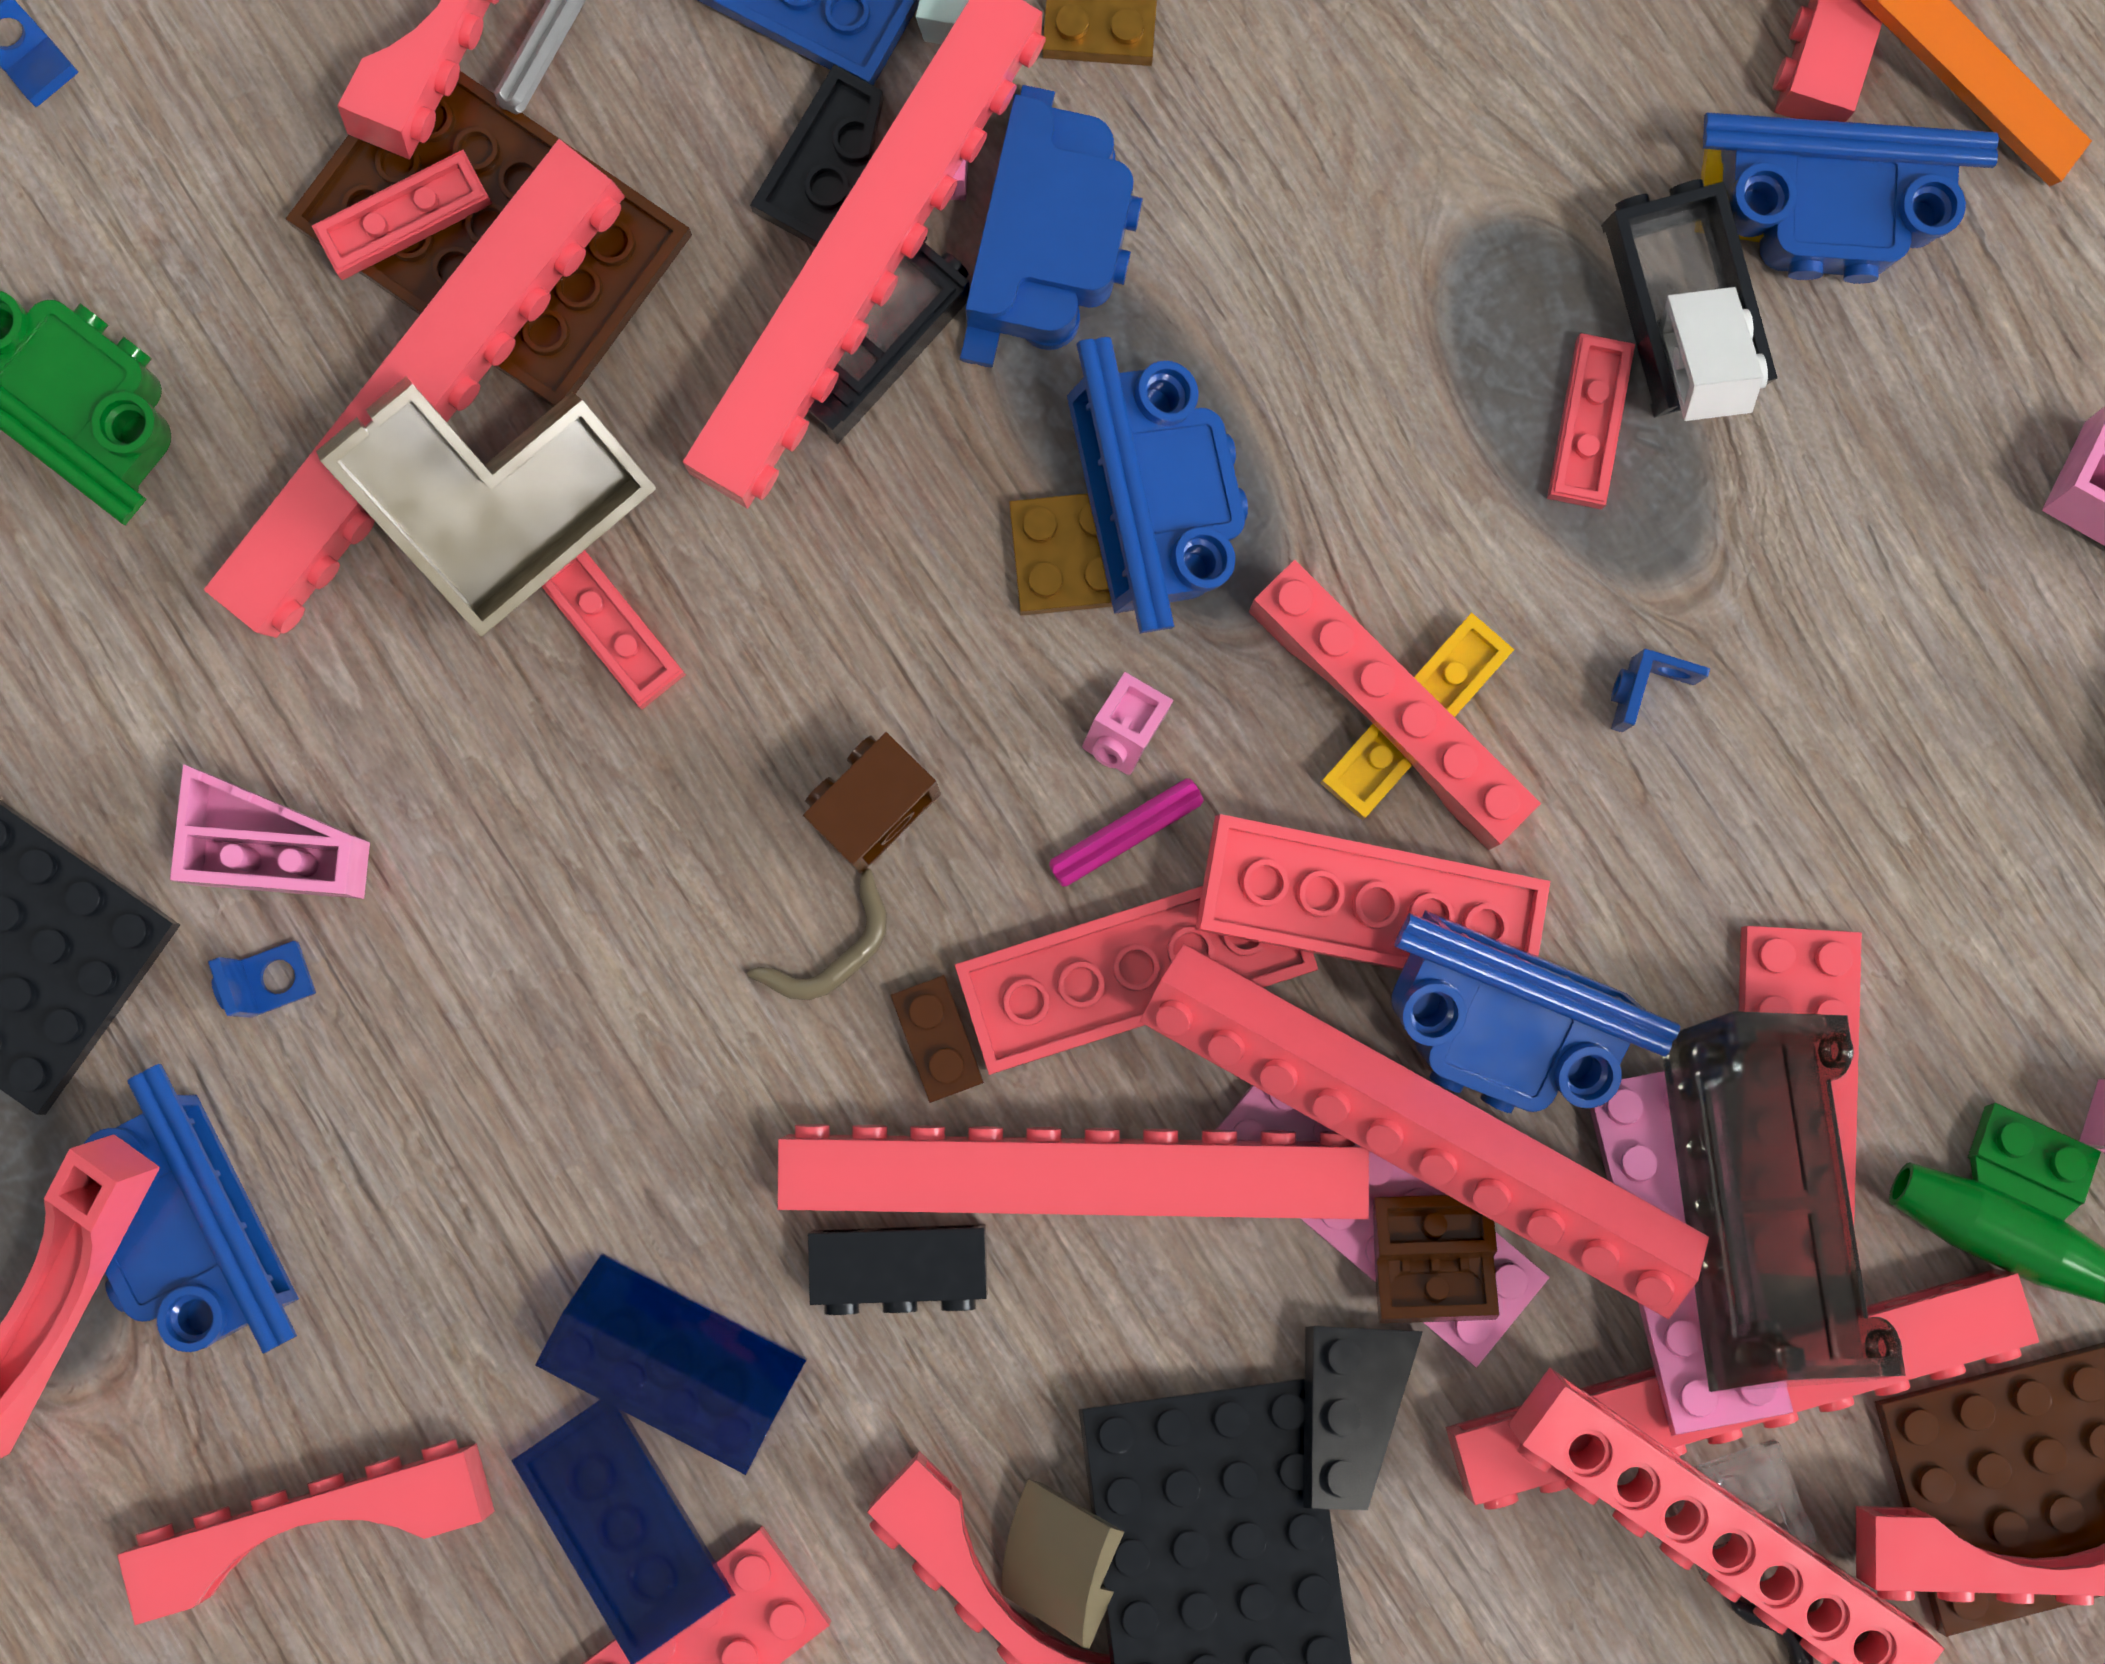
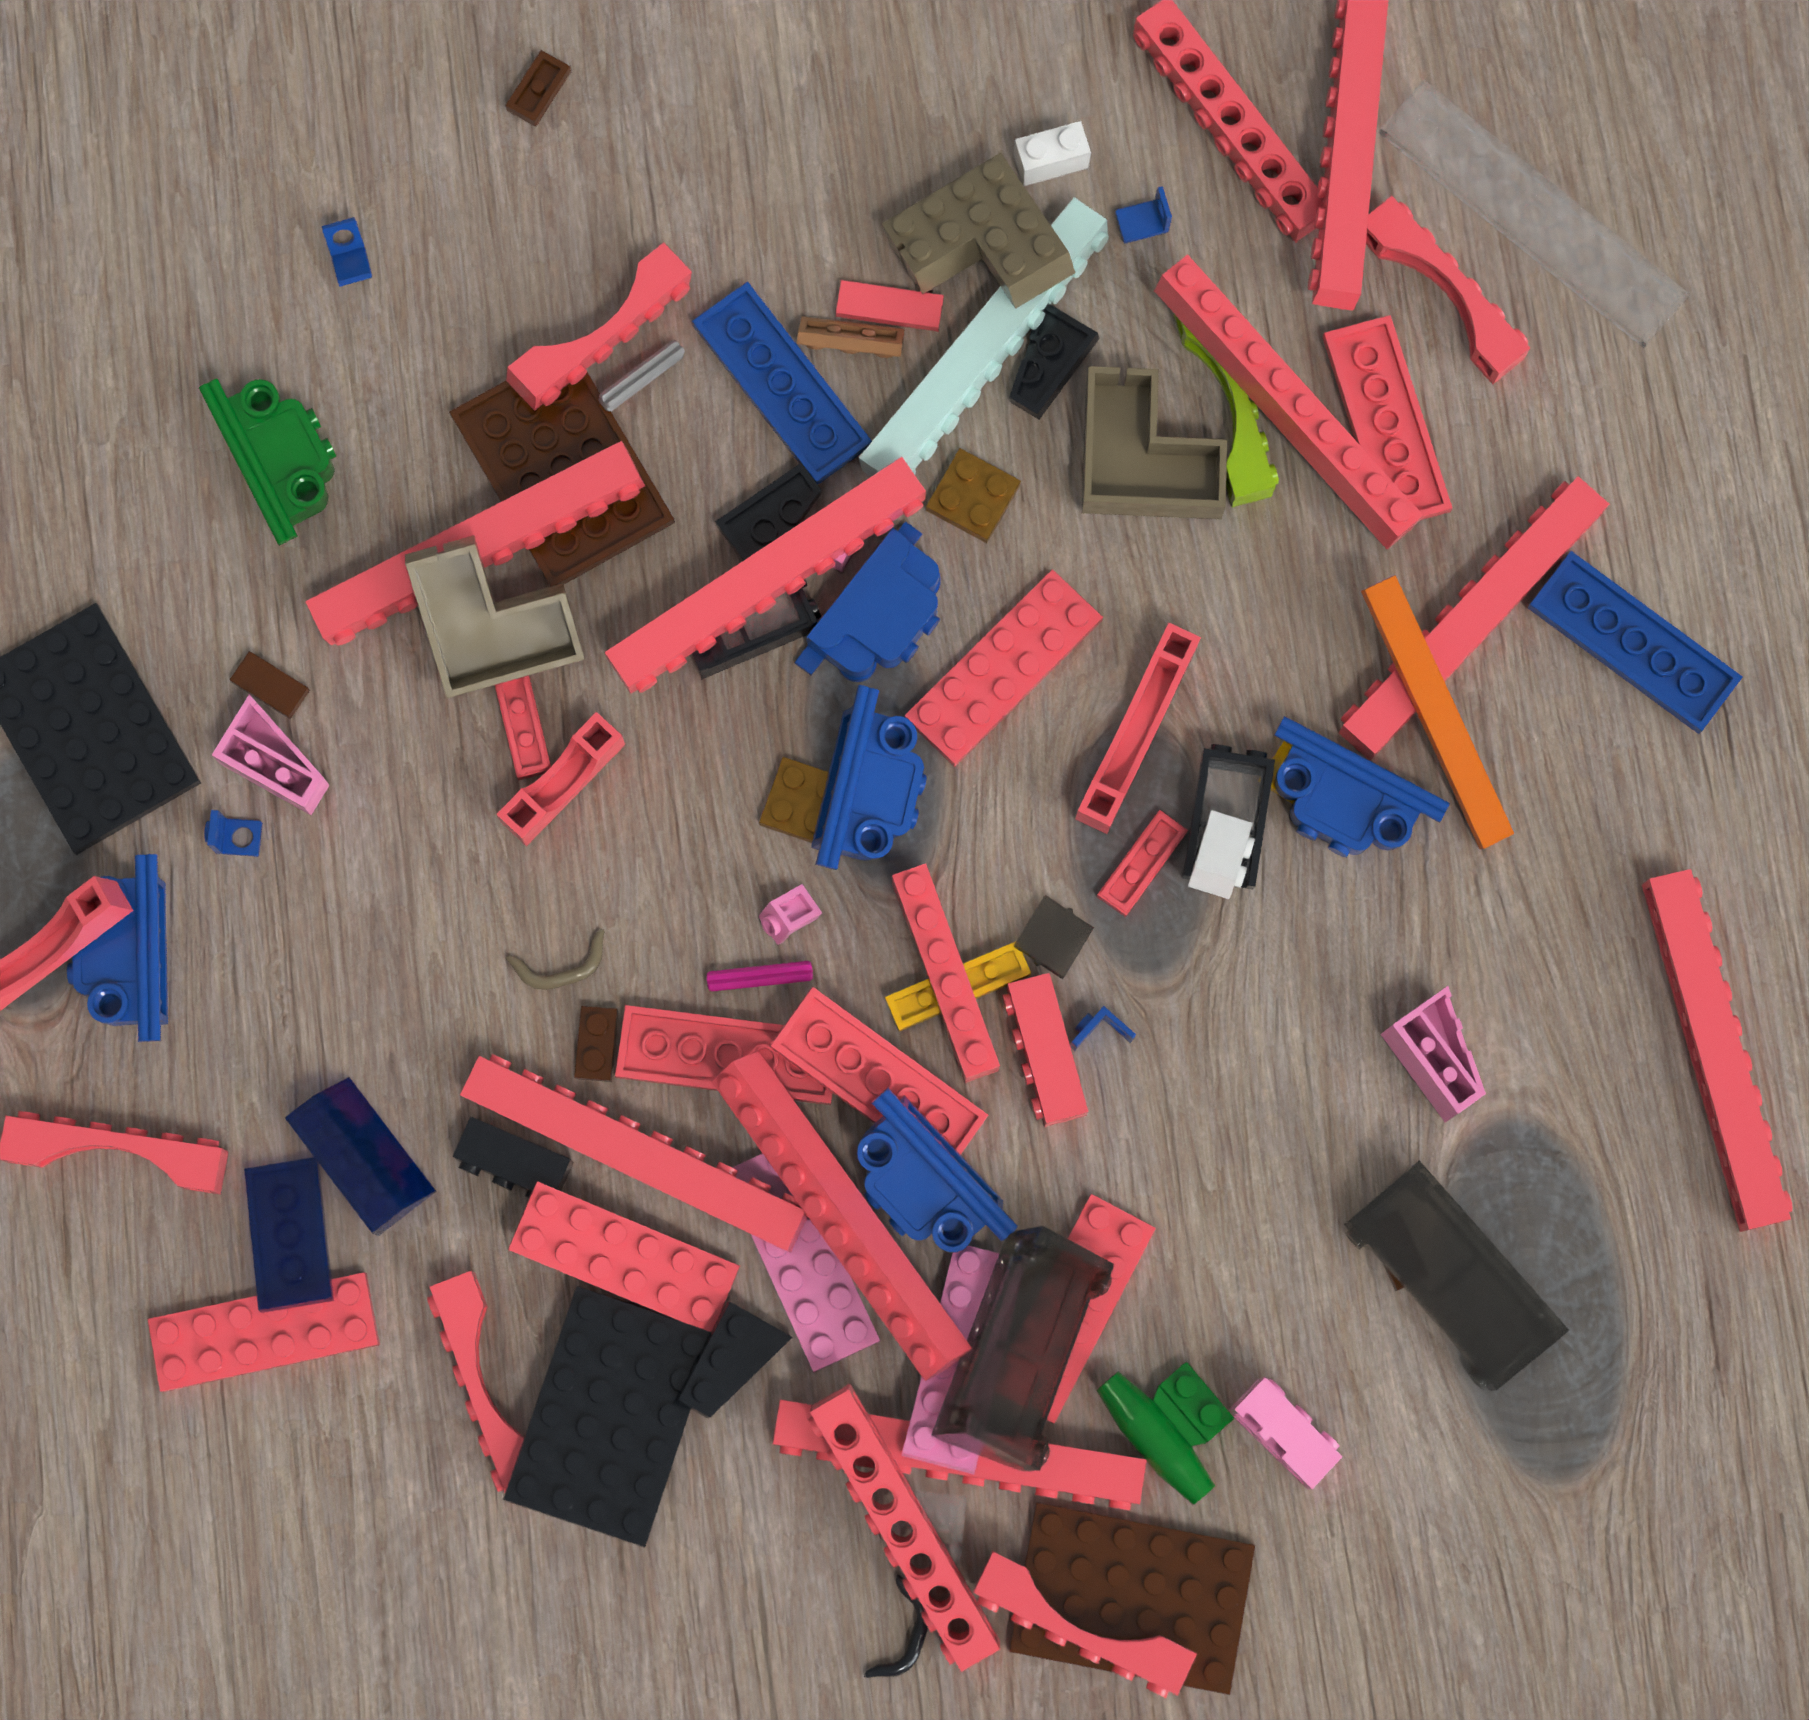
camera: 25 degrees right, 5 degrees down
(212, 736) = (269, 685): none -> reddish brown tile
(401, 215) = (515, 439): coral tile -> none
(718, 650) = (580, 762): none -> coral arch
(871, 800) = (620, 891): reddish brown brick -> none
(1059, 1562) = (522, 1364): dark tan slope -> none
(1126, 1333) = (623, 1257): none -> coral plate
(1262, 230) = (1003, 667): none -> coral plate
(1433, 1260) = (815, 1297): reddish brown slope -> none
(1497, 290) = (1138, 728): none -> coral arch
(1519, 583) = (1053, 937): none -> clear smoke piece
(1587, 751) = (1046, 1050): none -> coral brick

